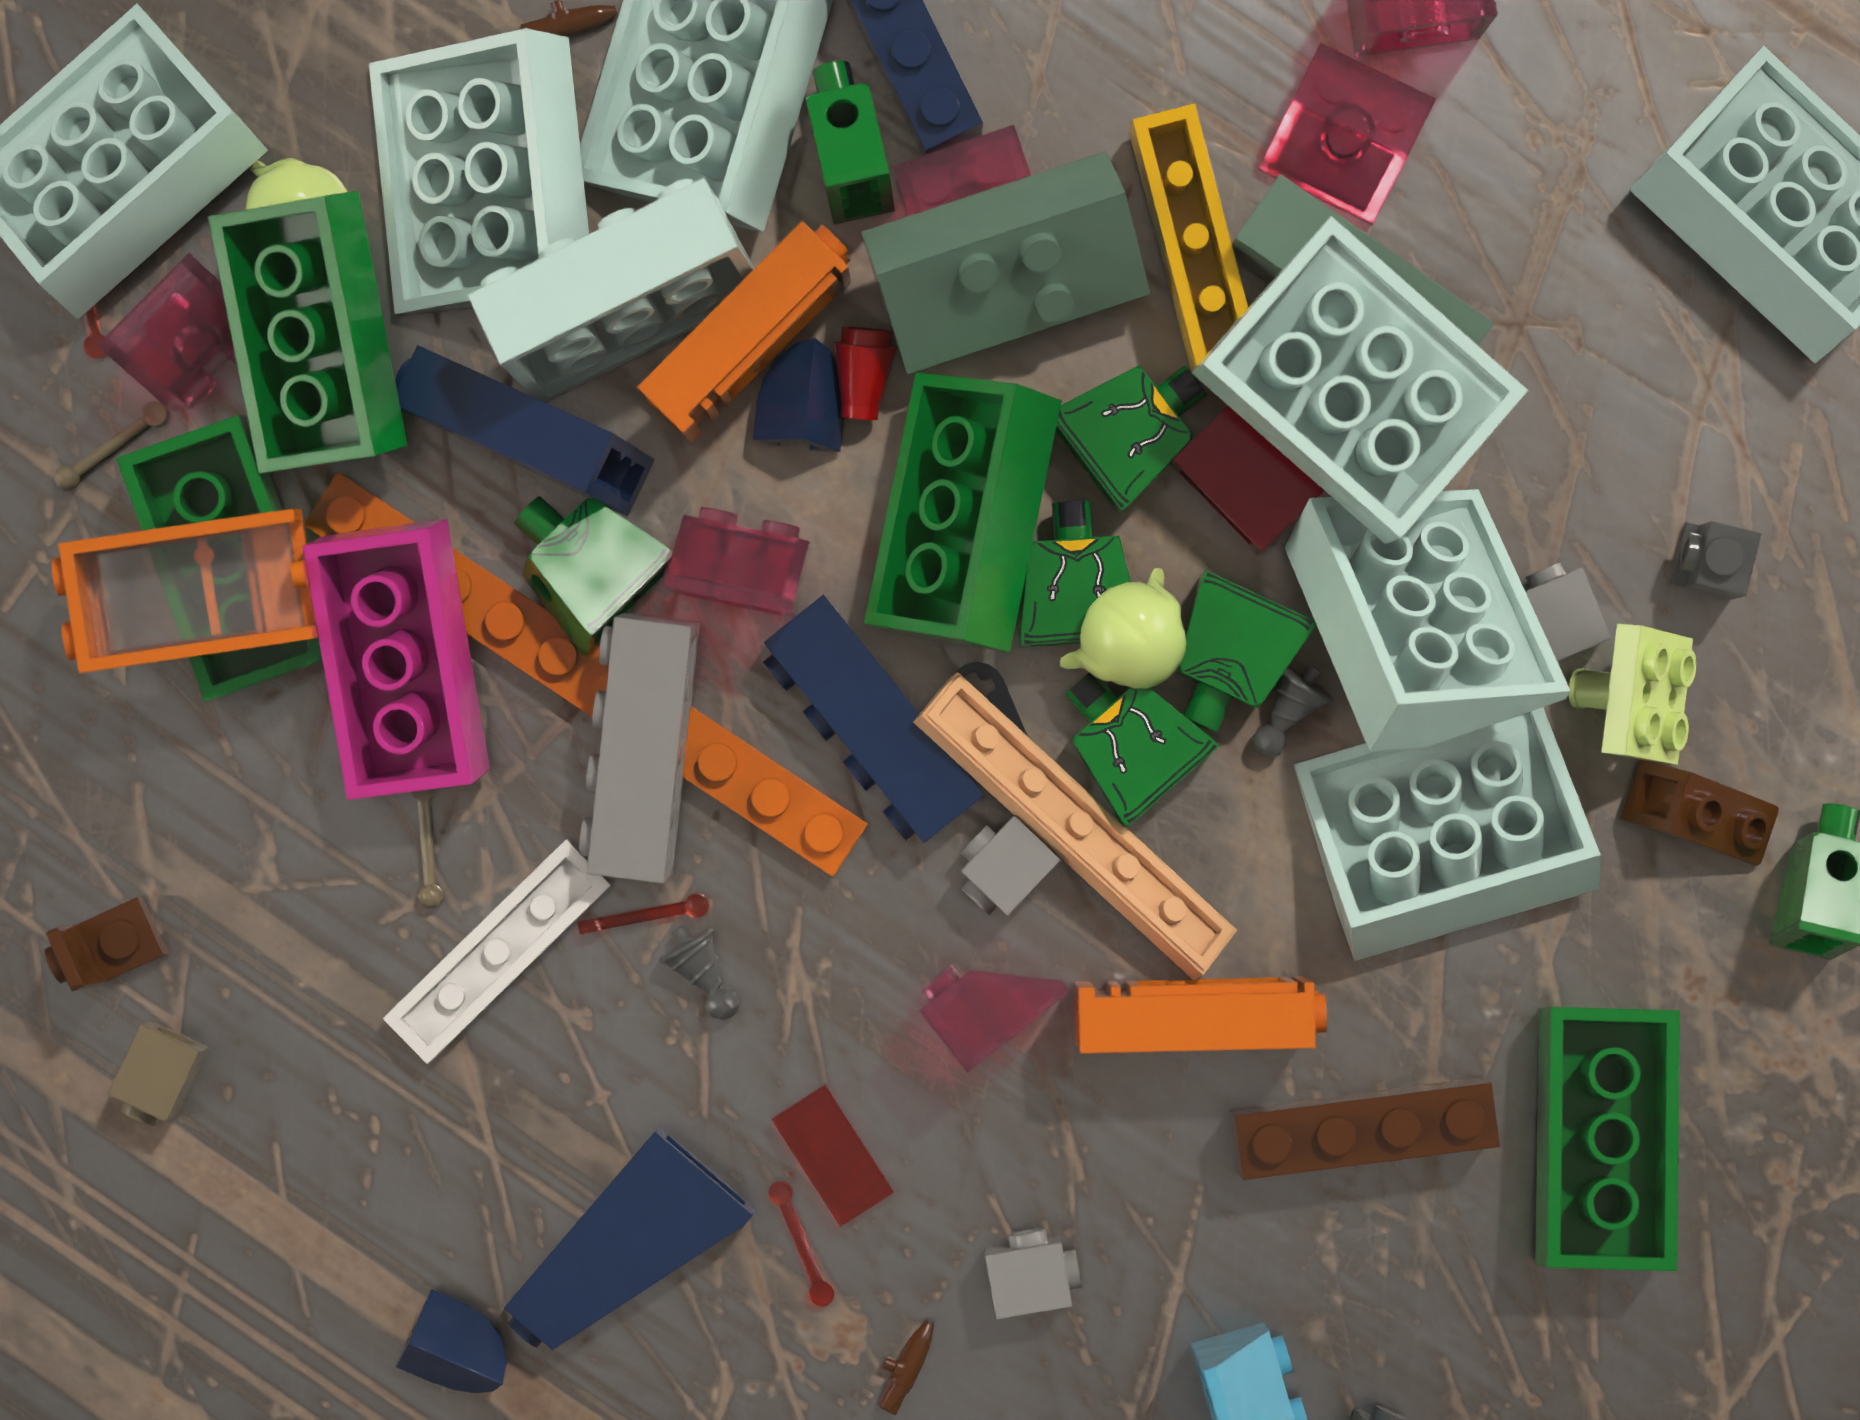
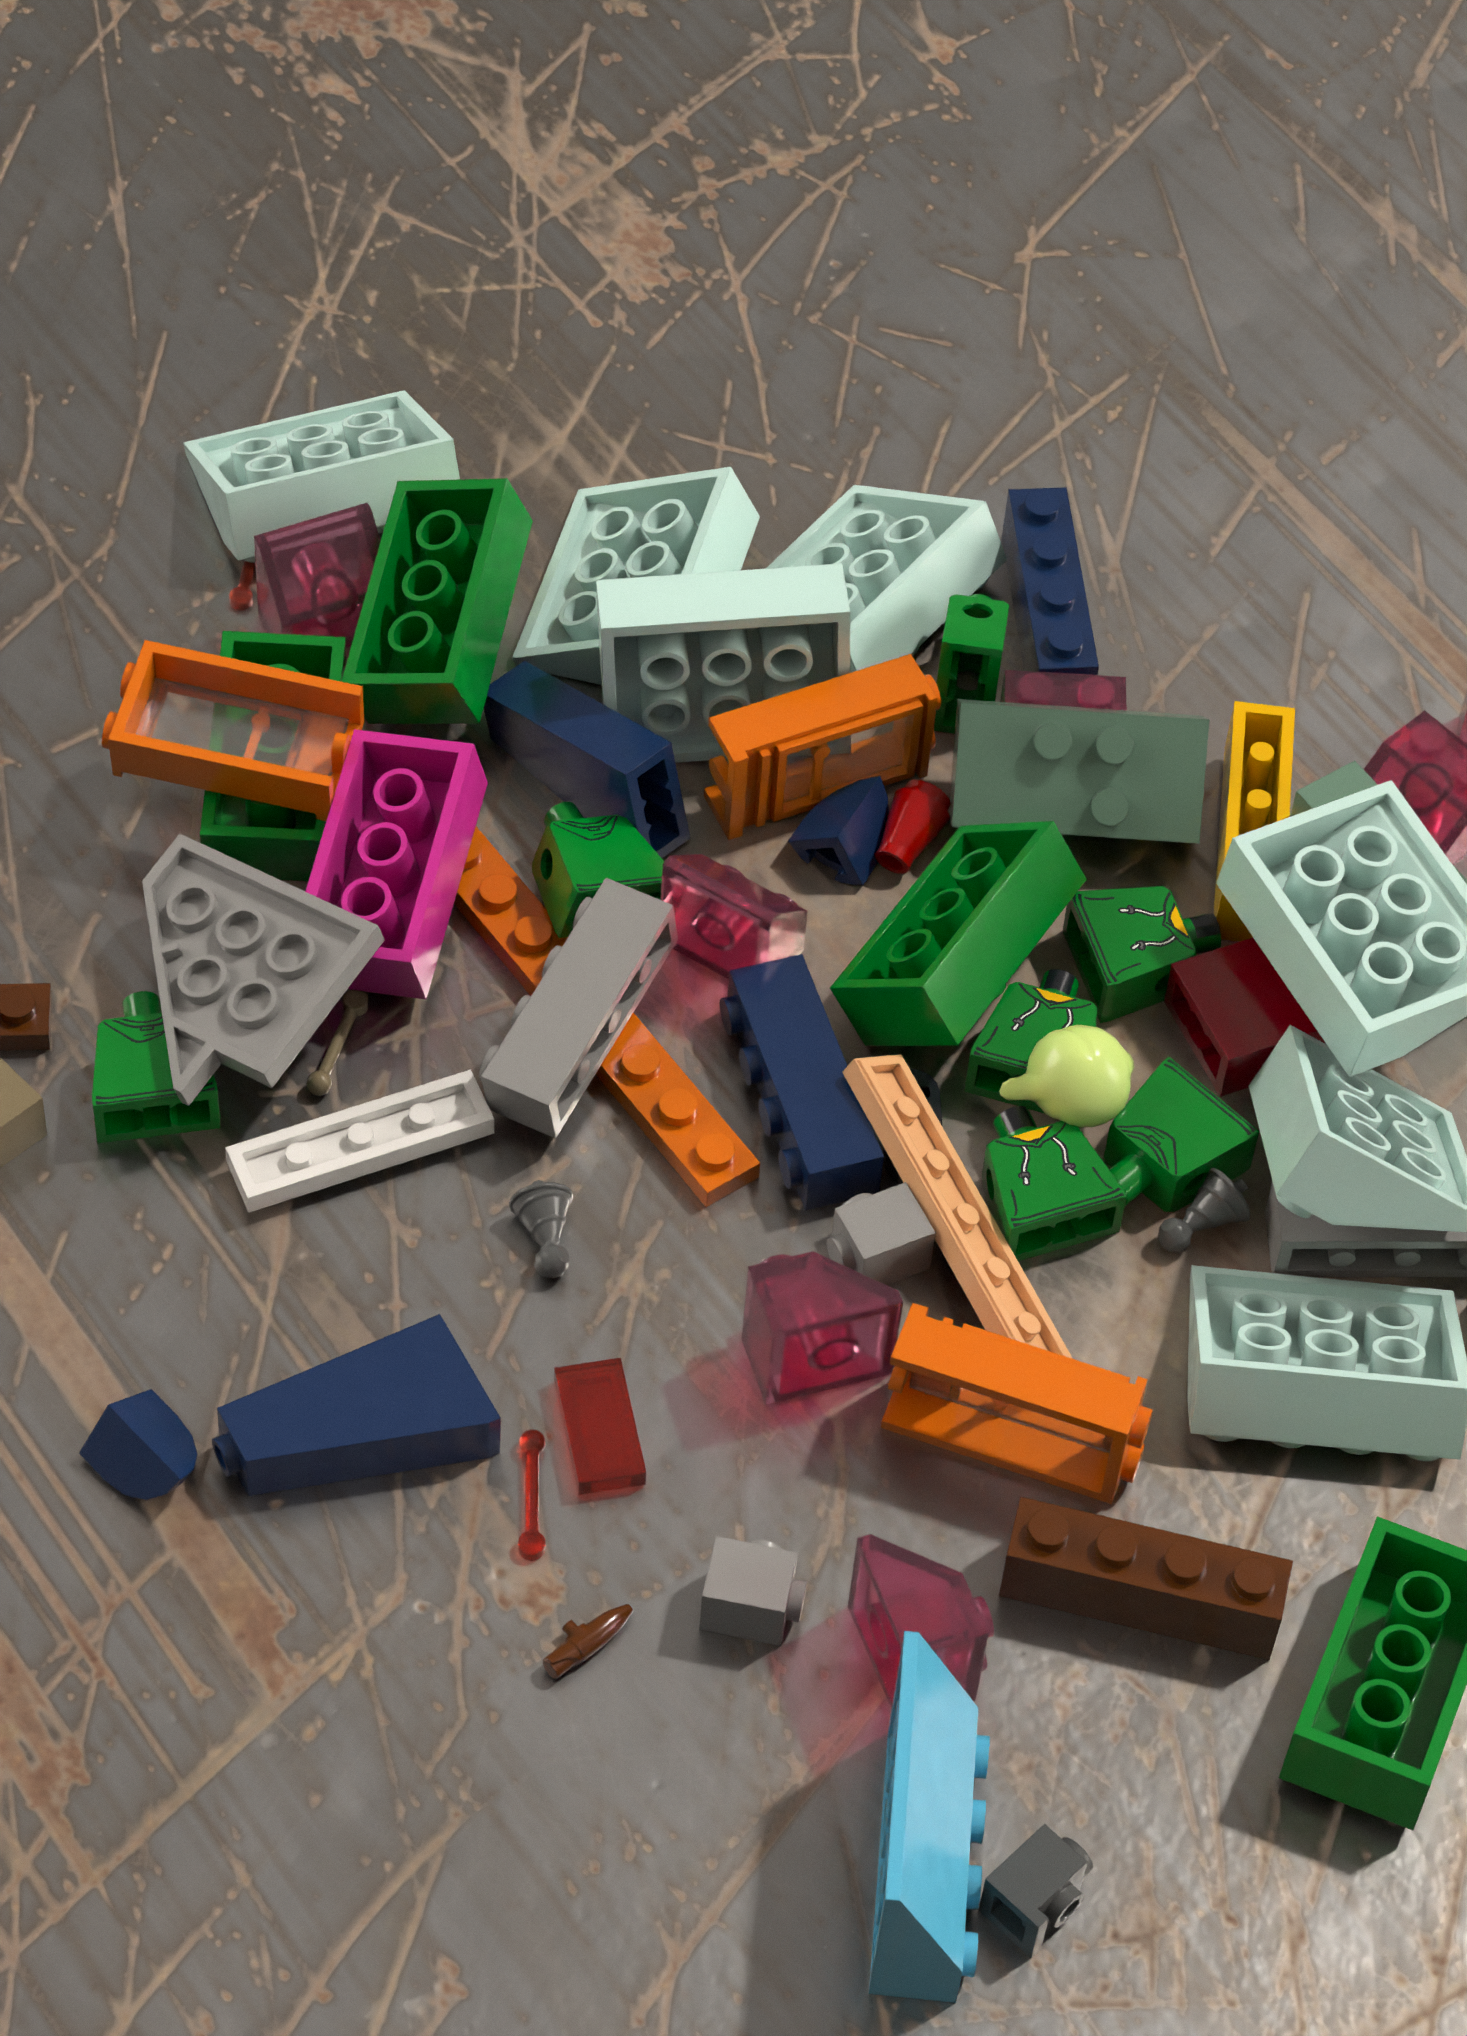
camera: 15 degrees right, 35 degrees down
(275, 959) = (134, 1079): none -> green torso
(317, 847) = (243, 964): none -> light grey wing
(572, 21) = (776, 519): reddish brown helmet -> none
(695, 905) = (460, 1158): clear red hinge -> none
(1194, 1277) = (908, 1592): none -> clear pink slope

